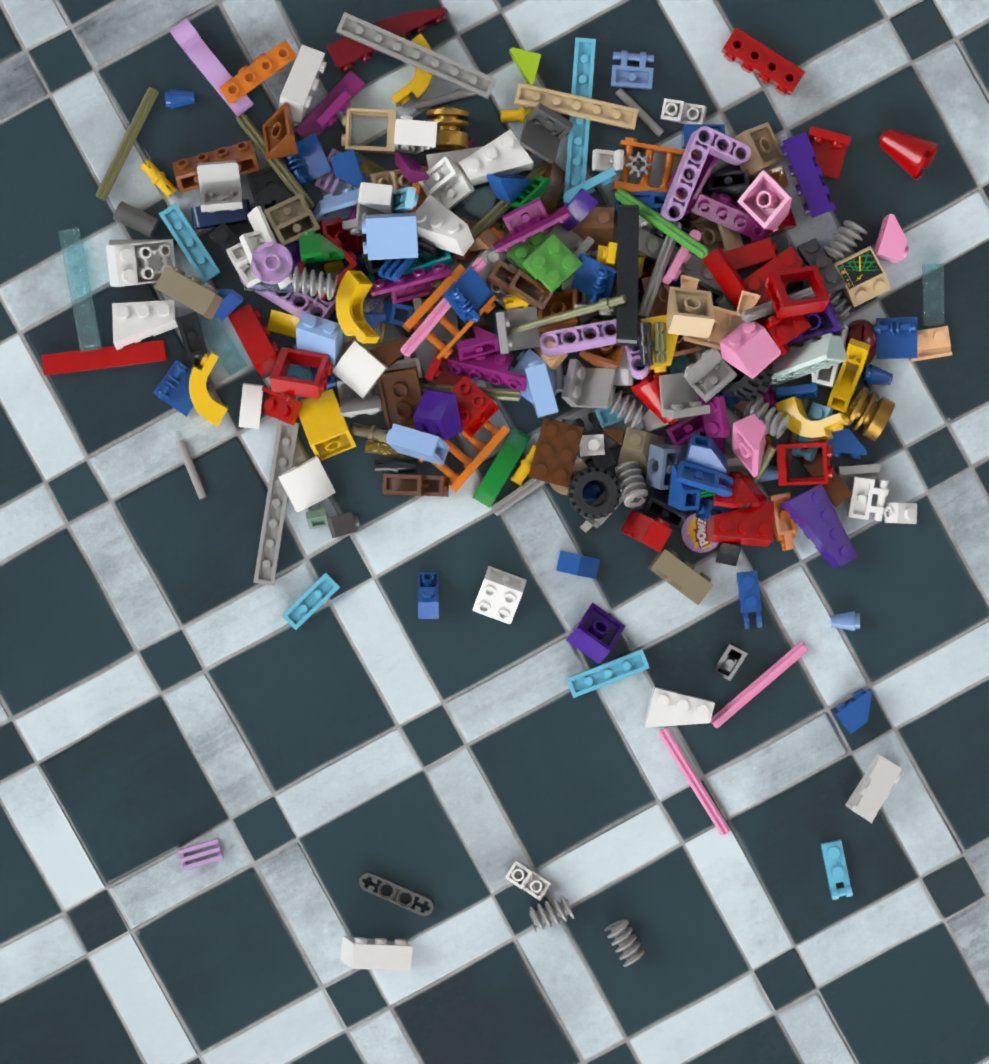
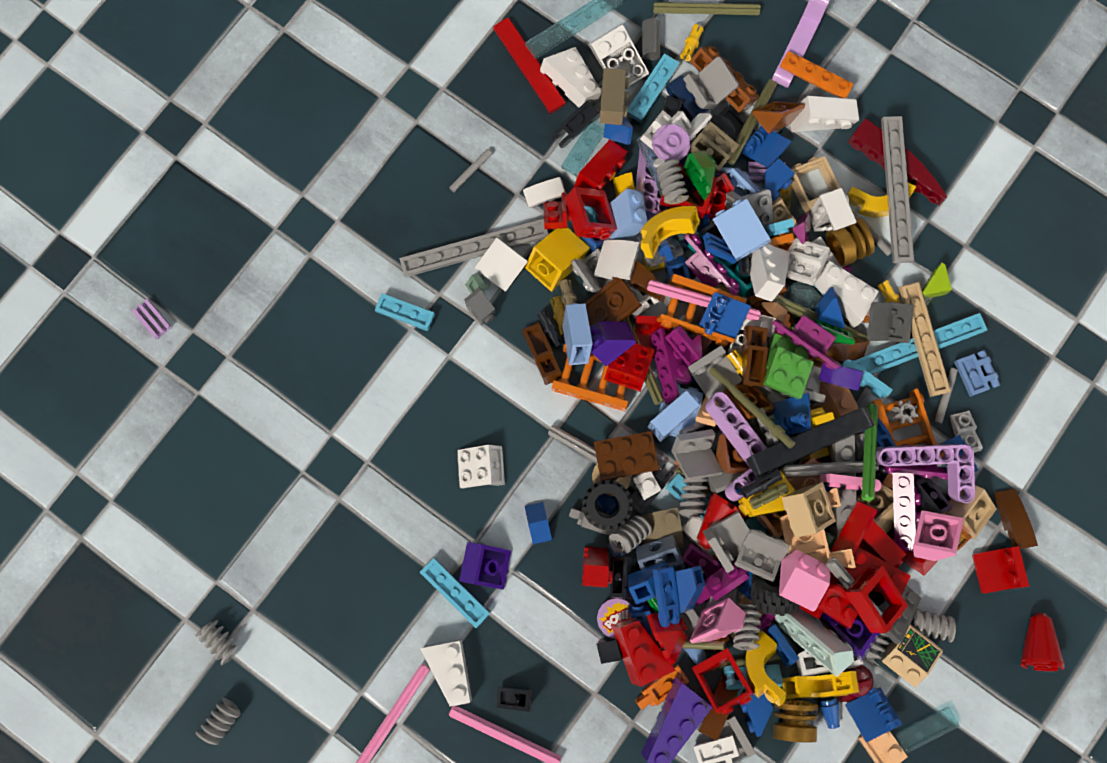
camera: 65 degrees right, 10 degrees down
(175, 388) = (533, 133): blue hinge -> none
(177, 98) = (762, 29): blue cone -> none
(204, 403) = (535, 145): yellow arch -> none
(331, 106) = (819, 147): magenta bracket -> none
(376, 953) = (120, 504): white wedge -> none
(377, 196) = (768, 206): white slope -> none
(395, 896) = (186, 497): dark grey beam -> none
(428, 595) = (452, 406): blue slope -> none
(501, 467) = (591, 418): green slope -> none
(524, 467) = (593, 436): yellow pin -> none
(528, 880) = (241, 608): white slope -> none
(605, 159) = (894, 382): white bracket -> none
(615, 434) = (665, 500): reddish brown slope -> none
(681, 575) = (570, 618): dark tan wedge -> none
(749, 596) = (579, 689): blue hinge -> none
(763, 62) = (1045, 479): red brick -> none
(785, 111) = (1015, 519): none -> reddish brown slope
(808, 175) = (972, 565): dark purple wedge -> none
(891, 241) = (957, 668): bright pink slope -> none

